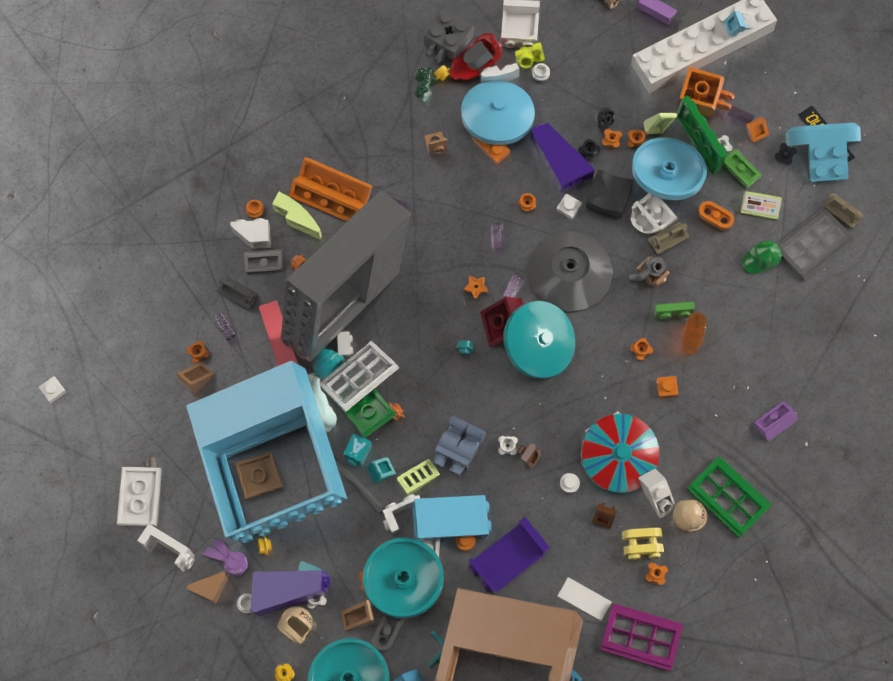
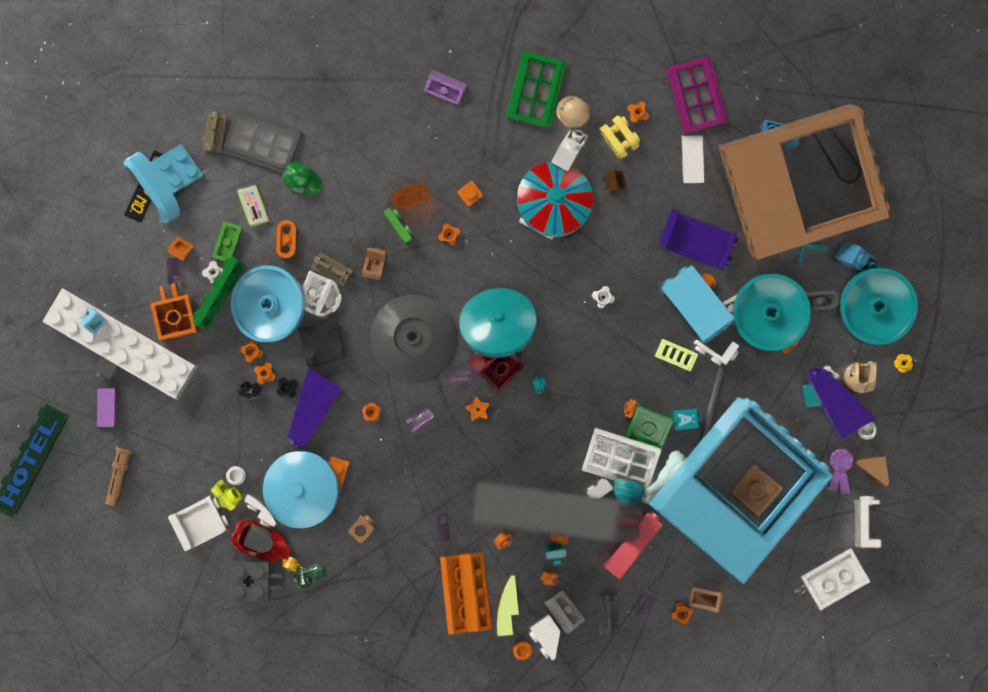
camera: 125 degrees left, 15 degrees up
(263, 545) = (813, 445): yellow plate -> none
(358, 616) = (822, 331): medium nougat slope -> none
(381, 470) = (688, 390): teal slope -> none
(455, 450) = (636, 337): sand blue hips -> none
(529, 455) = (602, 273): reddish brown tile -> none
(569, 206) = (353, 373): white plate -> none
(569, 483) = (604, 226): white plate -> none
(650, 269) = (375, 266): dark grey plate -> none
(658, 123) = (227, 338): yellowish green slope -> none
(785, 158) = (192, 207): black plate -> none

